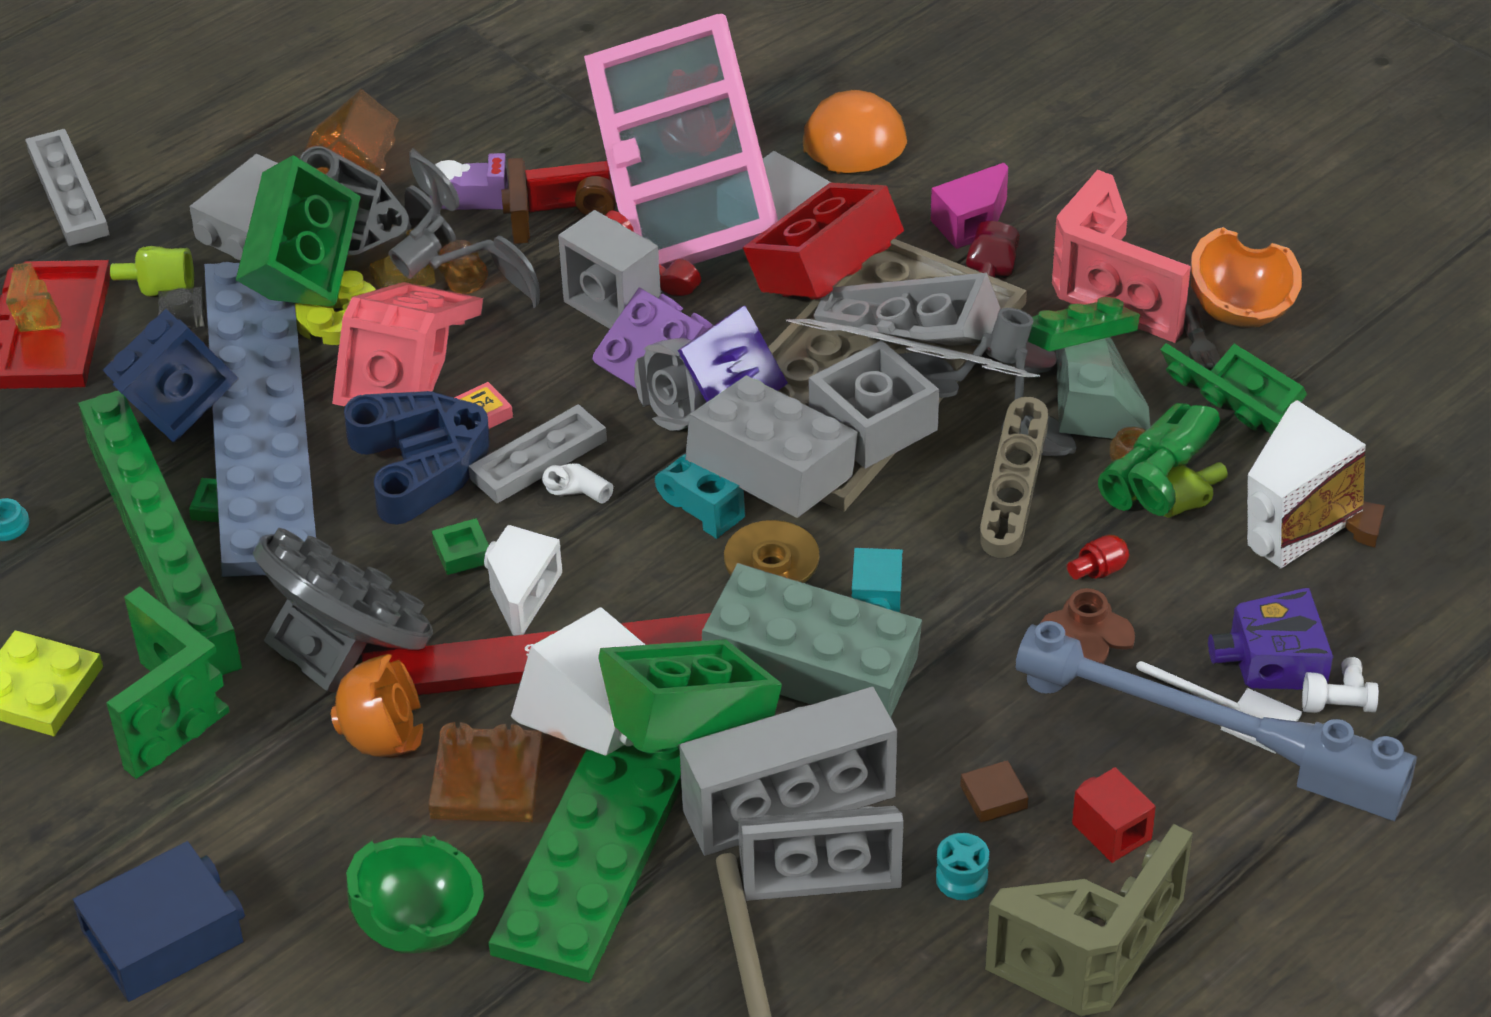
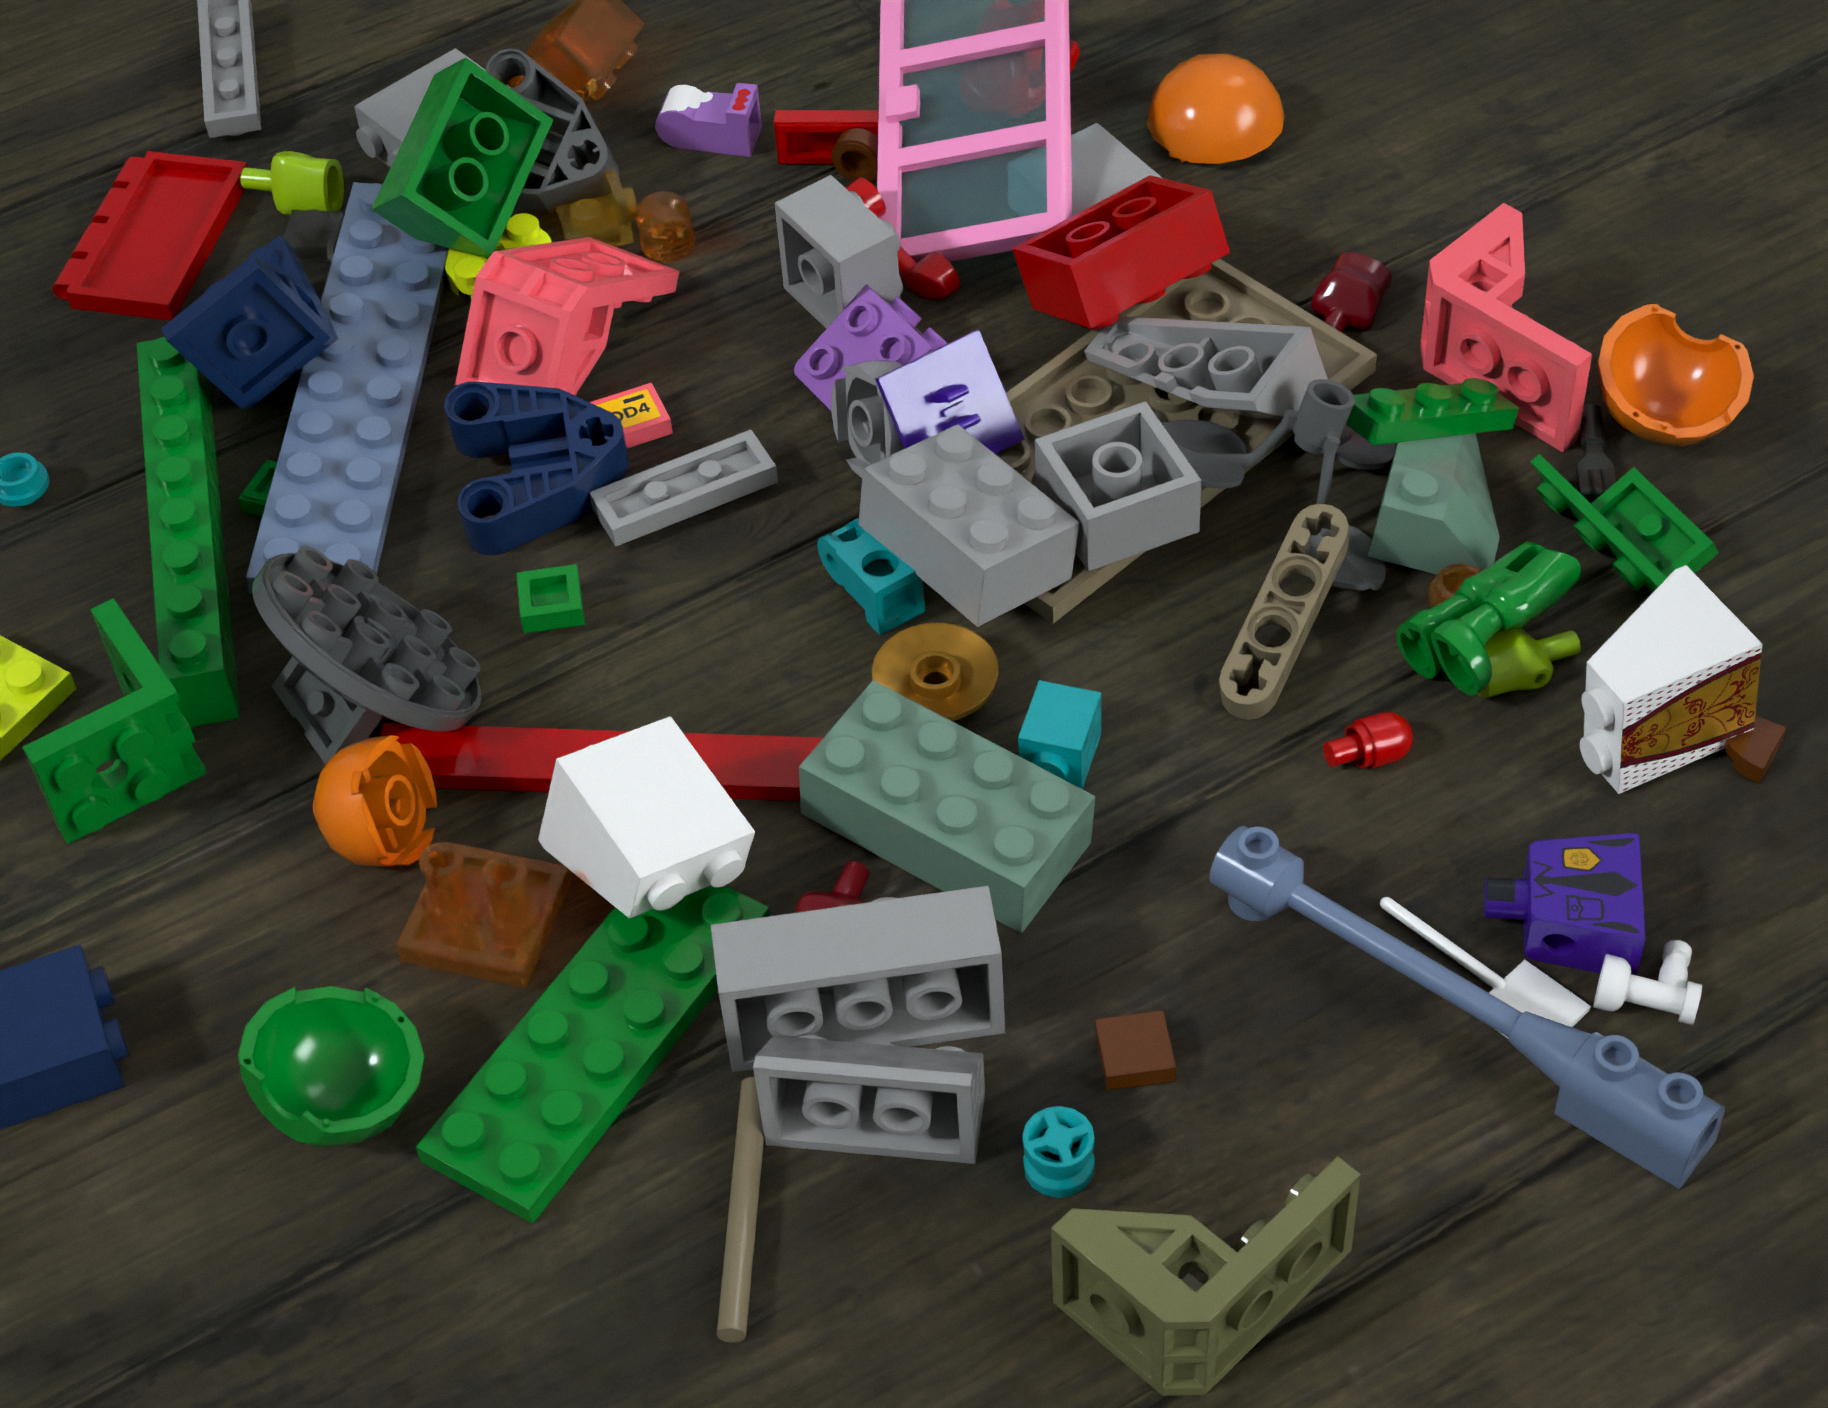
camera: 15 degrees right, 5 degrees up
(30, 302) = (130, 202): clear yellow bracket -> none
(422, 244) = (610, 194): dark grey plant -> none
(516, 200) = (758, 149): reddish brown plate -> none
(522, 574) = (613, 648): white slope -> none
(576, 479) = (721, 530): white arm -> none
(684, 691) = (739, 851): green slope -> none
(916, 346) = (1190, 414): white piece -> none
(967, 202) = (1336, 222): dark pink slope -> none
(1091, 620) = (1327, 845): copper plate -> none
(1113, 814) = (1282, 1113): red brick -> none

